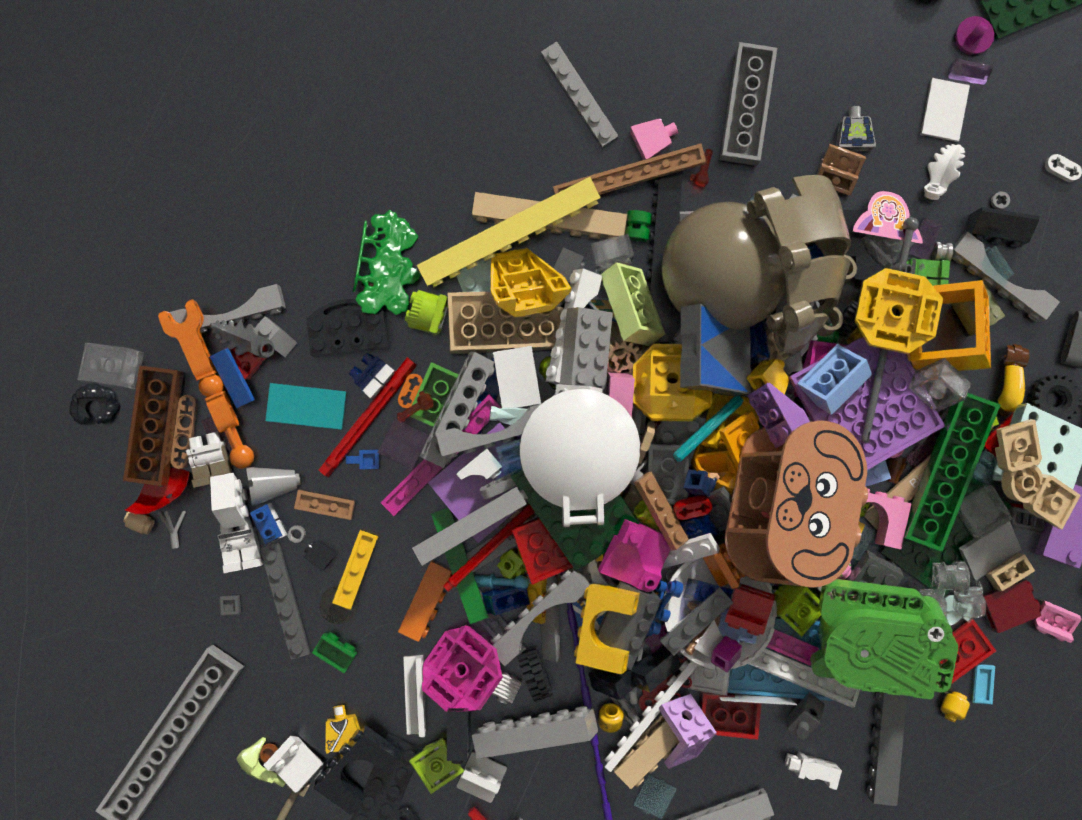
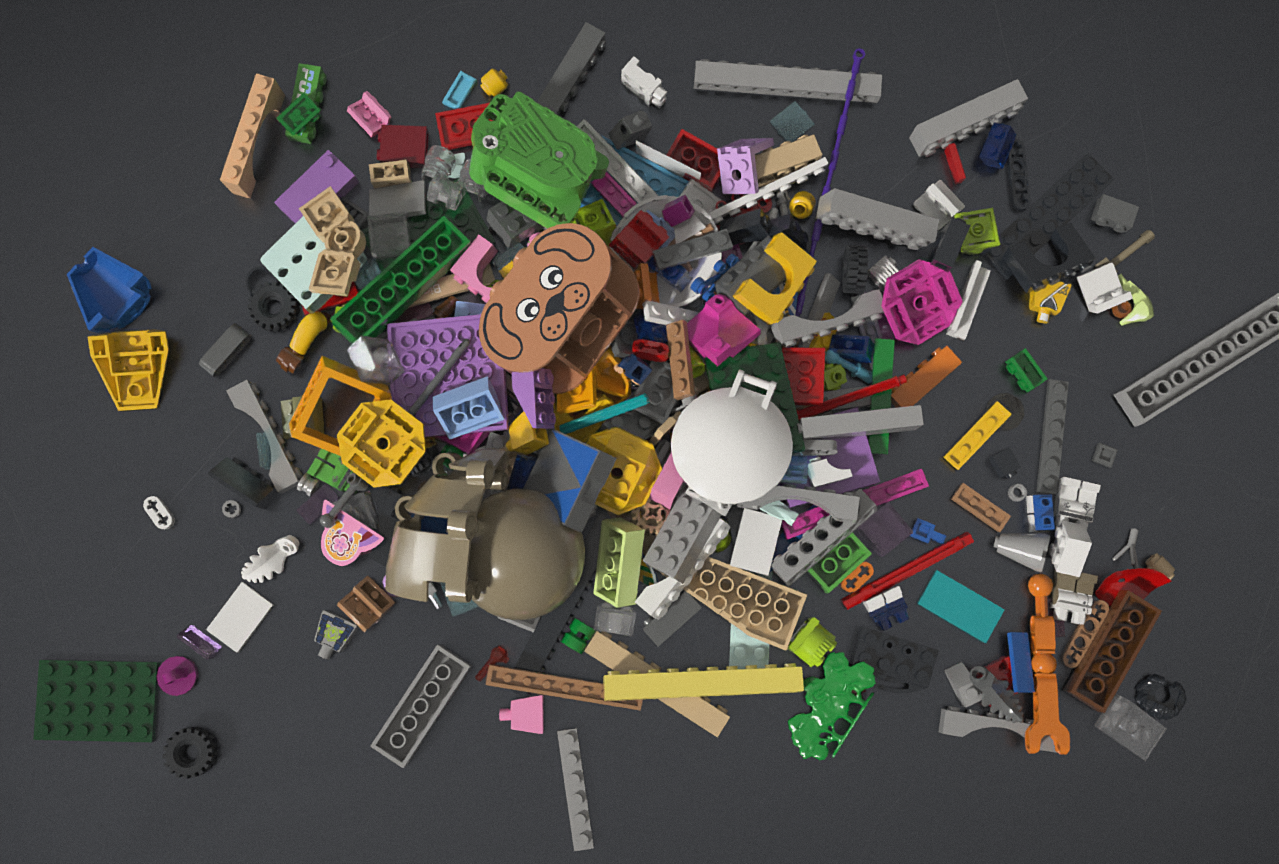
camera: 160 degrees left, 5 degrees down
(424, 402) = (852, 557): clear red piece -> none
(525, 283) = (709, 627): yellow wedge -> none

